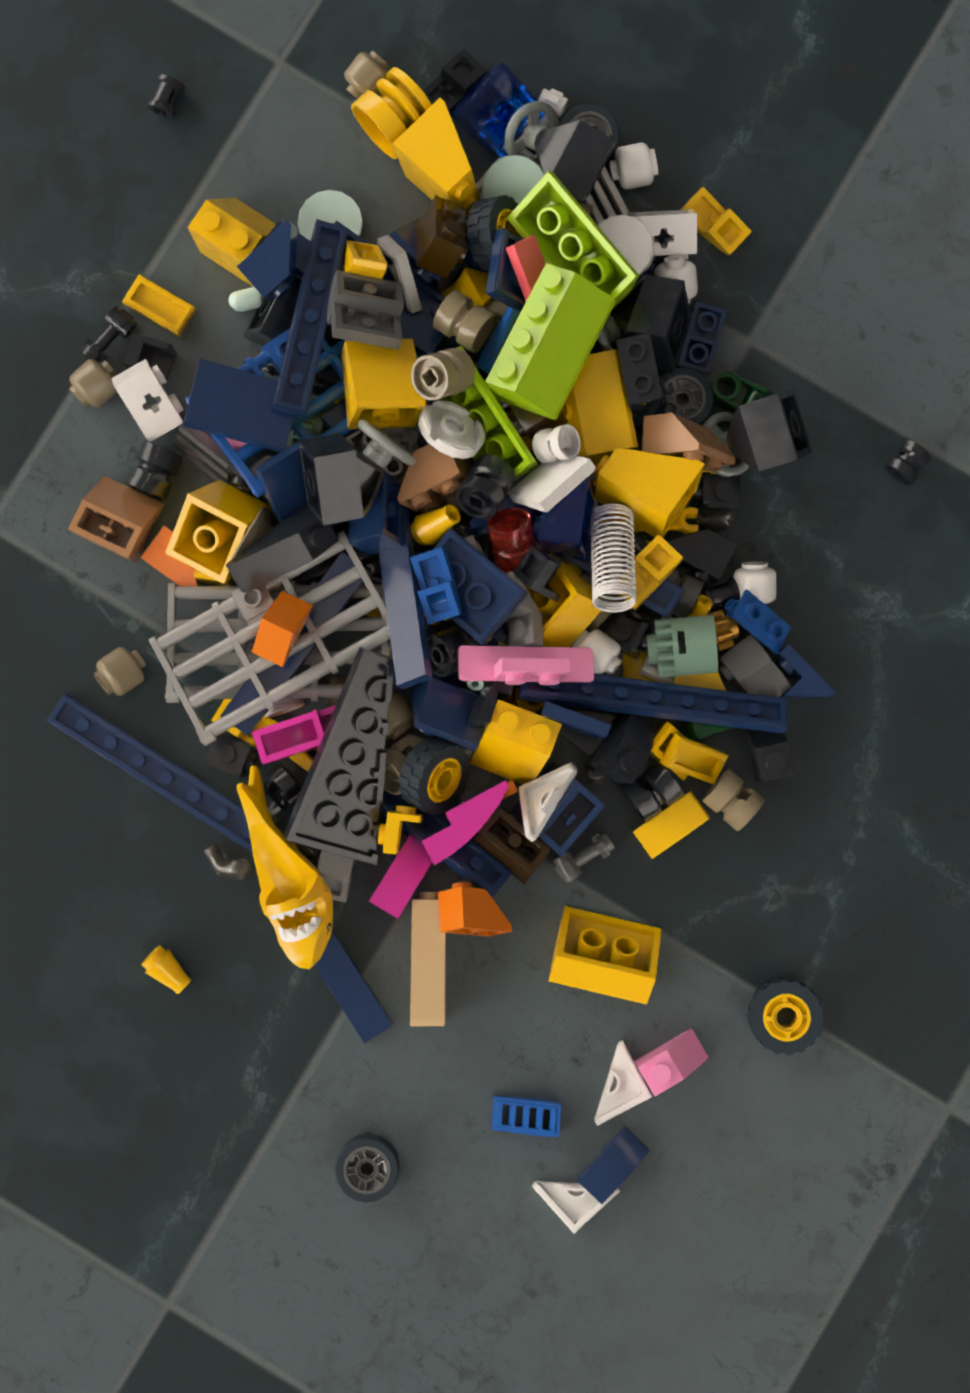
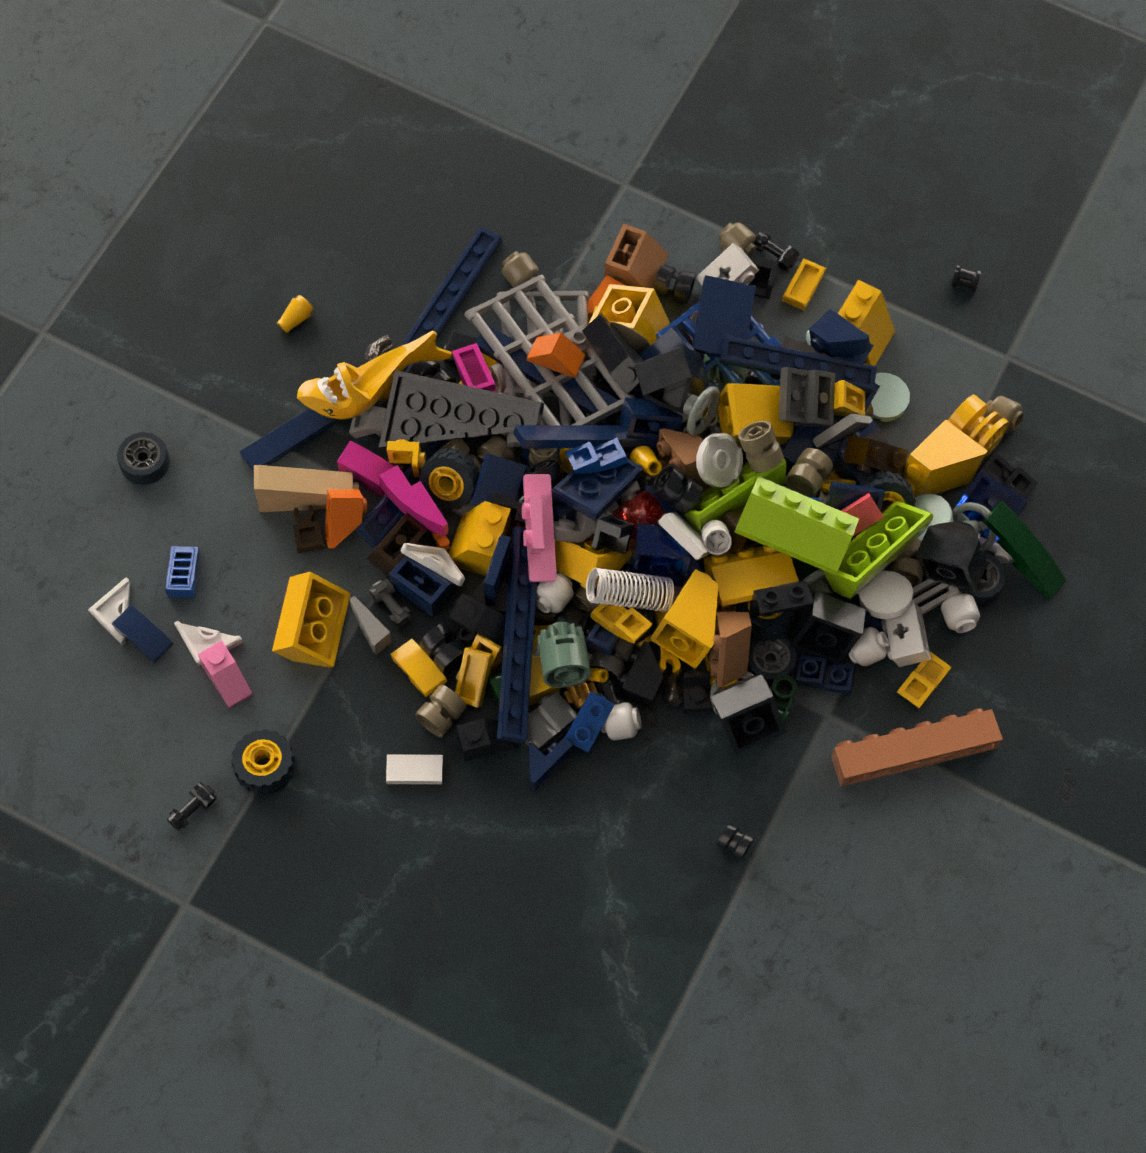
camera: 85 degrees right, 20 degrees down
(486, 957) = (307, 533): none -> dark brown plate
(564, 75) = (1025, 549): none -> dark green slope
(621, 879) = (373, 630): none -> light grey slope
(799, 834) = (414, 769): none -> white tile
(802, 240) = (916, 747): none -> nougat brick
(823, 1089) = (202, 796): none -> black bar

